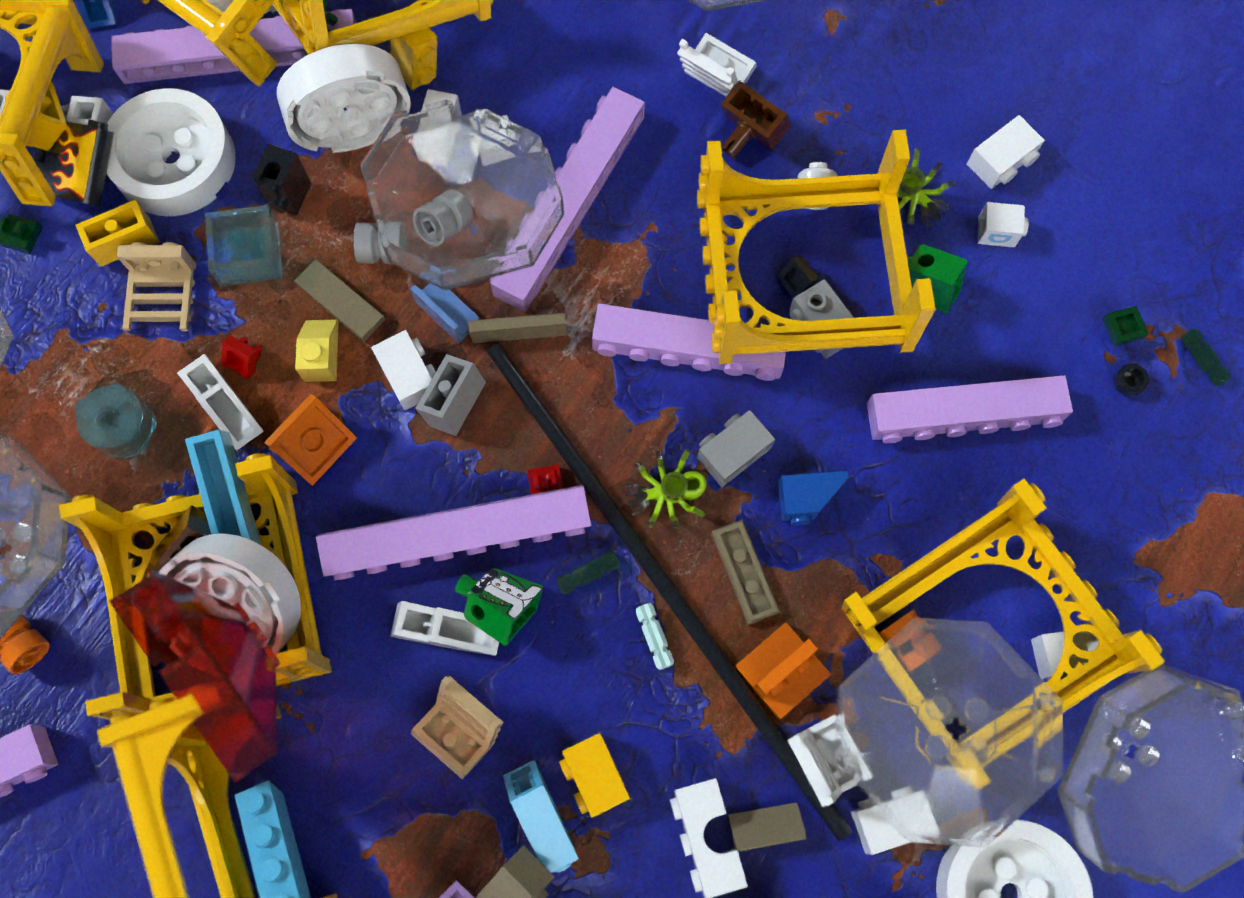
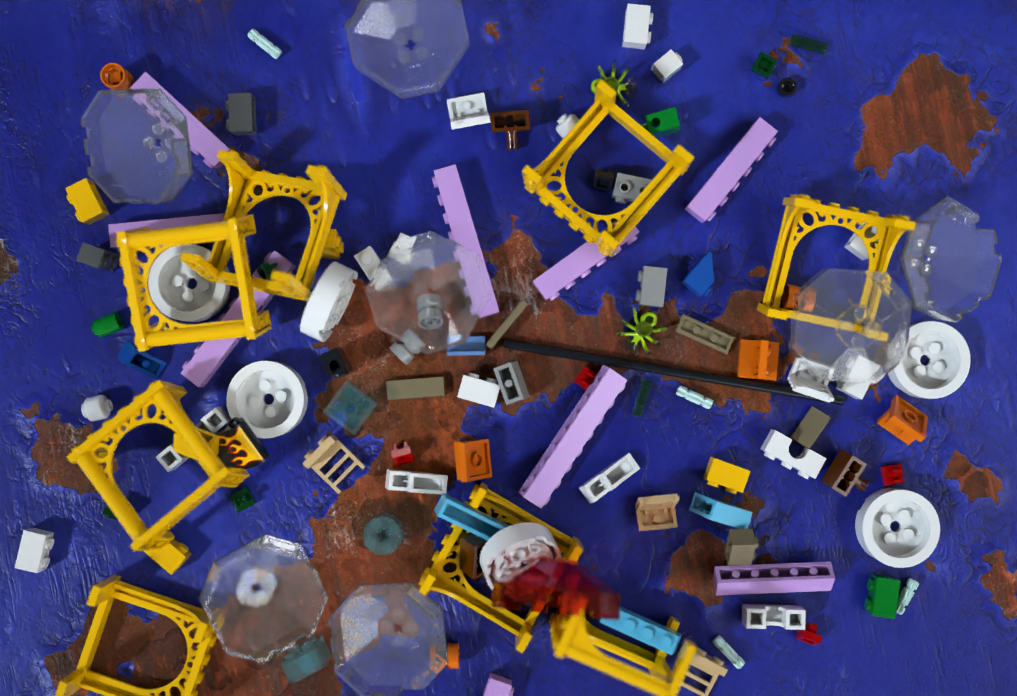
camera: 45 degrees left, 15 degrees up
(114, 228) = (290, 457): yellow brick -> none
(317, 351) = (431, 418): light yellow slope -> none
(499, 603) = (622, 448): green torso -> none

